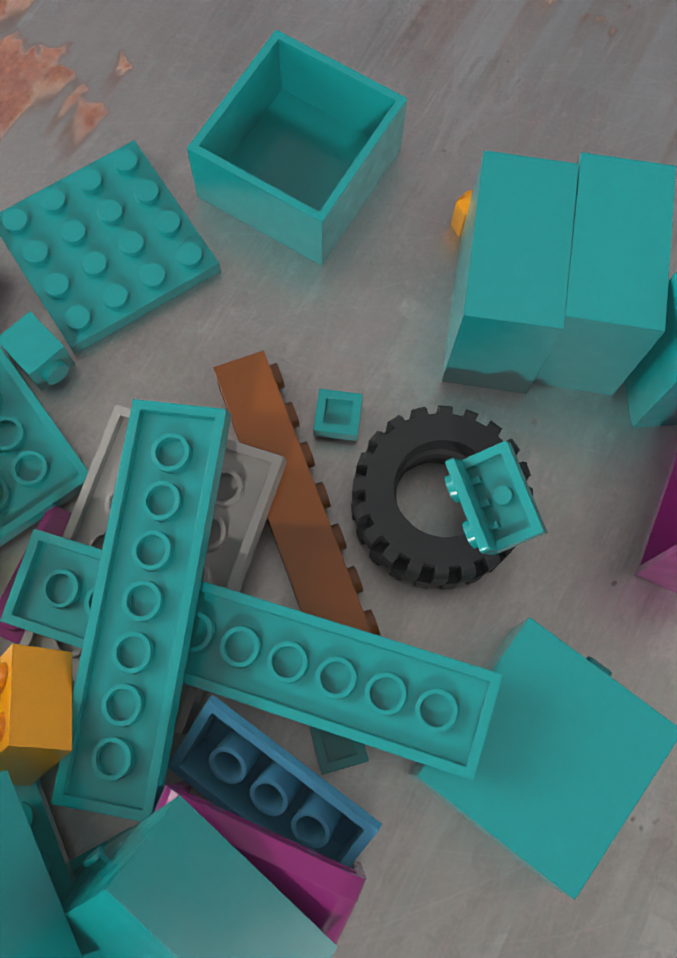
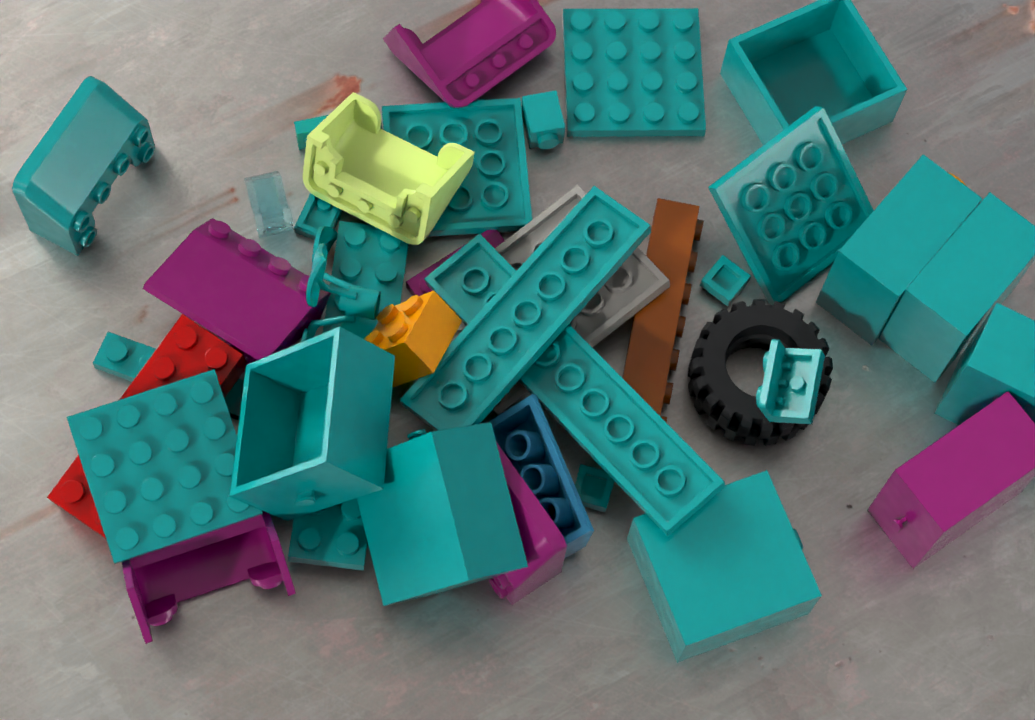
camera: 30 degrees right, 5 degrees down
(363, 289) = (793, 204): none -> teal plate

